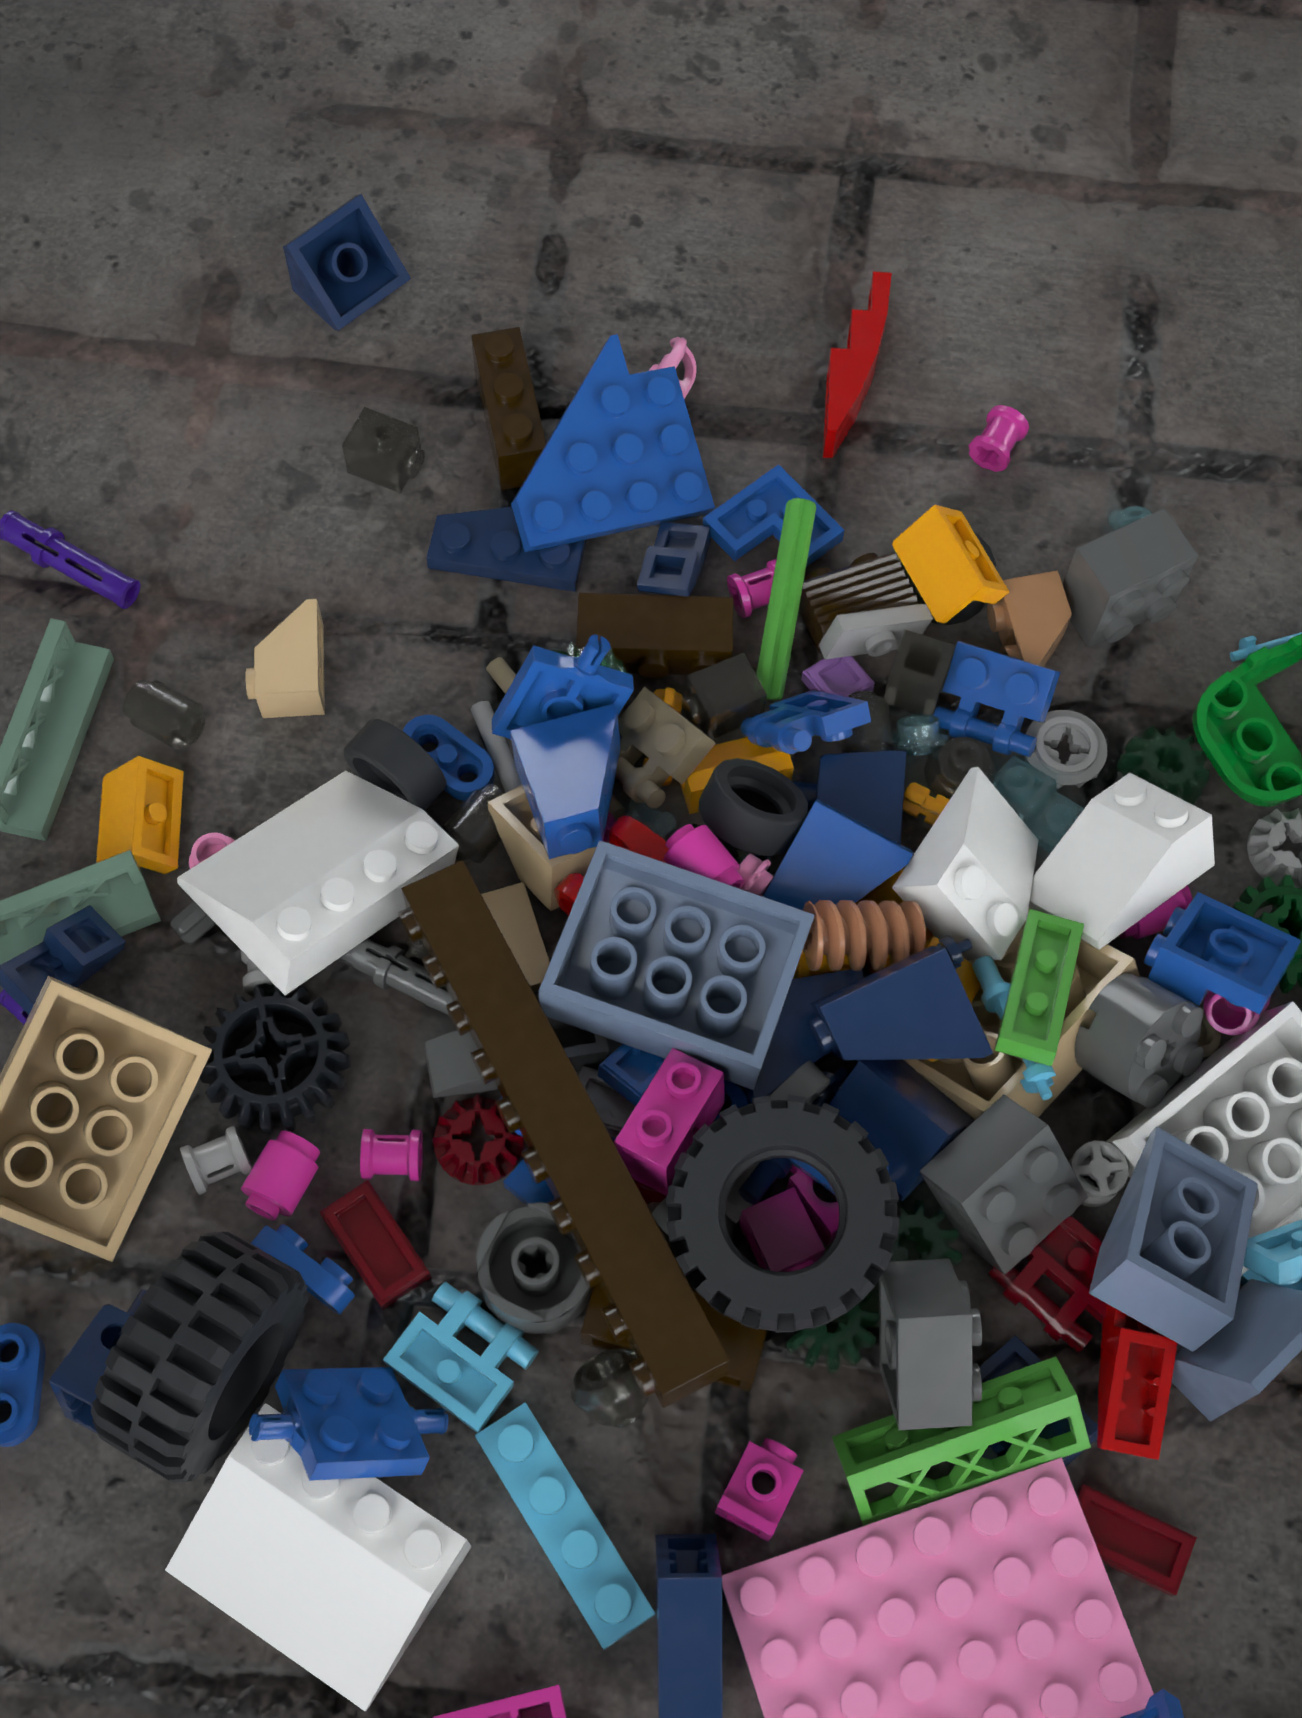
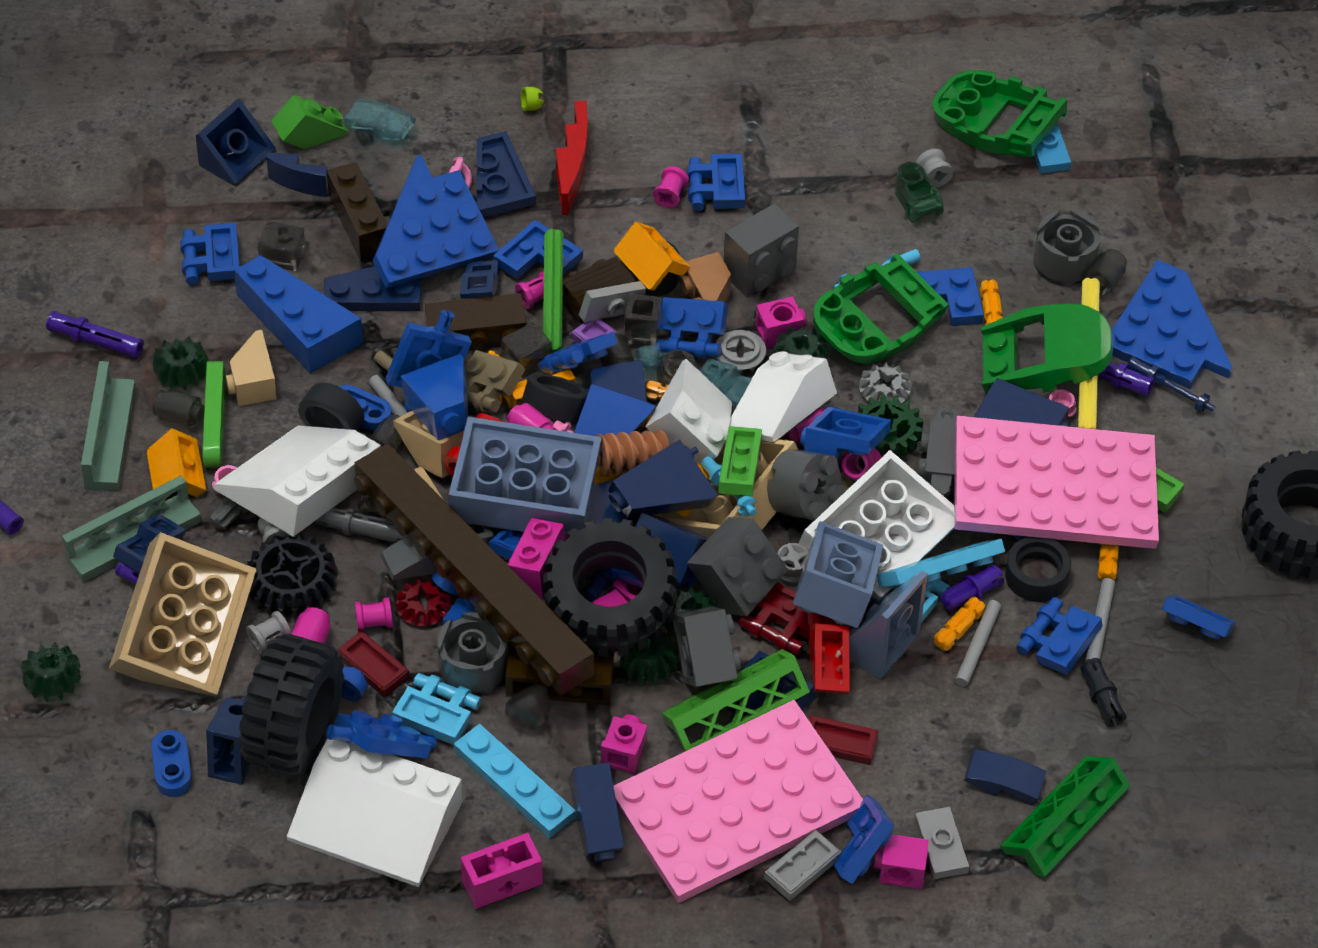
camera: 10 degrees left, 15 degrees down
(184, 632) = (180, 363): none -> clear green gear
(216, 734) = (214, 414): none -> bright green beam
(289, 447) = (221, 253): none -> blue plate
(386, 581) = (297, 314): none -> blue wedge
(440, 338) = (287, 171): none -> dark blue slope
(464, 247) = (307, 123): none -> bright green slope
(578, 255) = (384, 120): none -> clear light blue slope
(739, 381) = (501, 177): none -> dark blue wing
(807, 253) = (530, 98): none -> lime hinge
(1087, 444) = (727, 182): none -> blue plate
(1121, 720) = (776, 318): none -> dark pink brick

